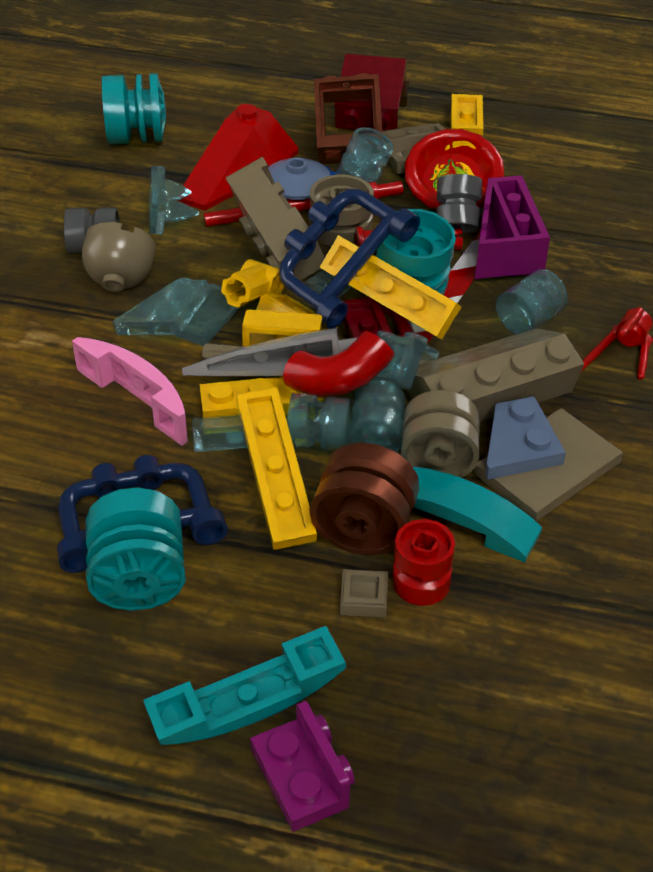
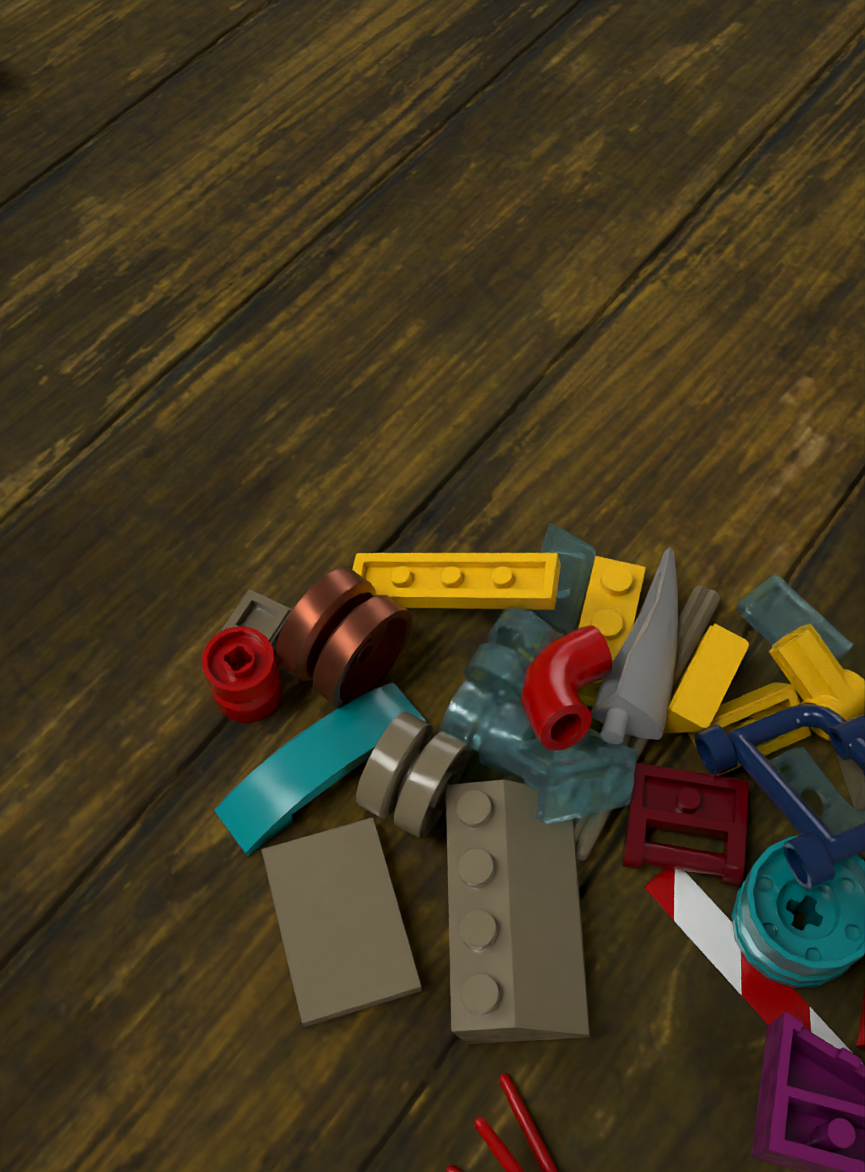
camera: 115 degrees right, 15 degrees up
(110, 363) = (610, 522): bright pink slope -> none
(134, 549) = (377, 413): teal wheel -> none
(166, 310) = (803, 572): clear light blue wing -> none
(206, 522) = (521, 478): dark blue bar -> none
(248, 696) = (196, 473): teal slope -> none
(304, 768) = (95, 494): magenta bracket -> none
(395, 289) = (725, 842): yellow plate -> none
(521, 440) = (379, 887): sand blue wing -> none
(532, 301) = (649, 1053): clear light blue wheel -> none

